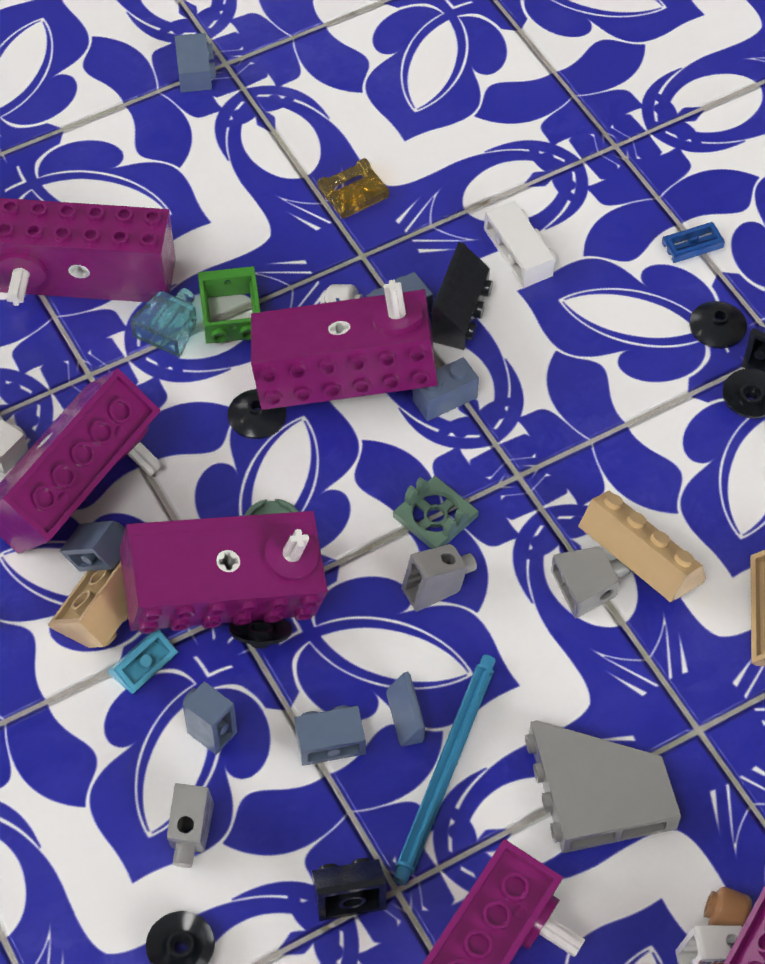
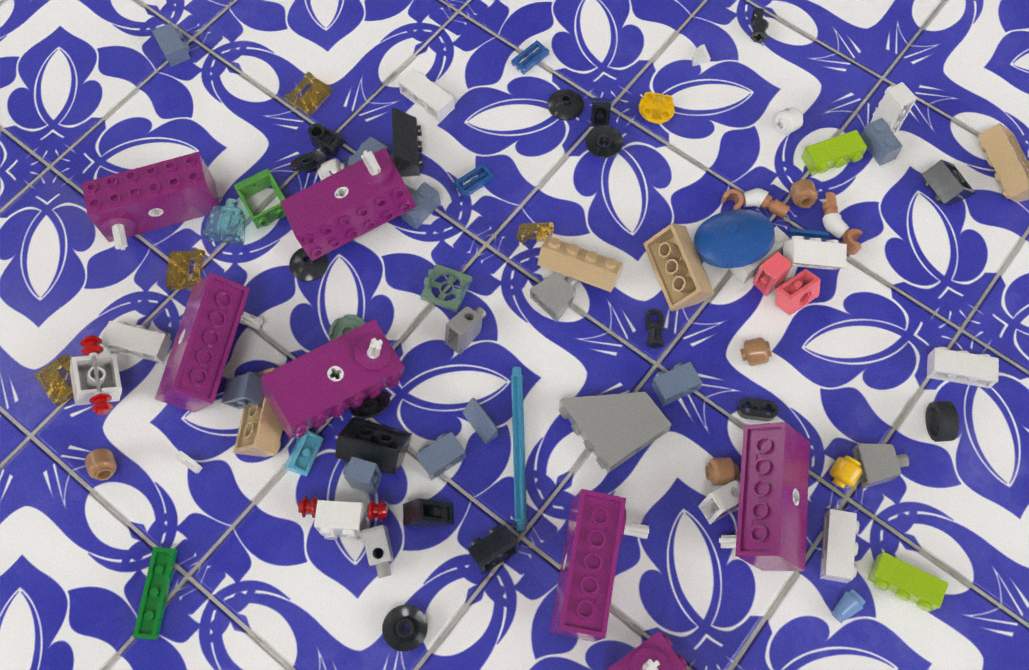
camera: 20 degrees left, 10 degrees up
(80, 356) = (179, 269): none -> clear yellow plate
(157, 761) = (341, 518): none -> white brick
(253, 687) = (373, 443): none -> black slope
(277, 804) = (427, 513): none -> black slope
(314, 278) = (308, 162): none -> black dish
(350, 255) = (327, 140): none -> black piece
(539, 386) = (476, 182): none -> blue tile
(600, 480) = (536, 231): none -> clear yellow plate
(715, 765) = (676, 383): none -> sand blue brick
(716, 678) = (654, 329): none -> black connector

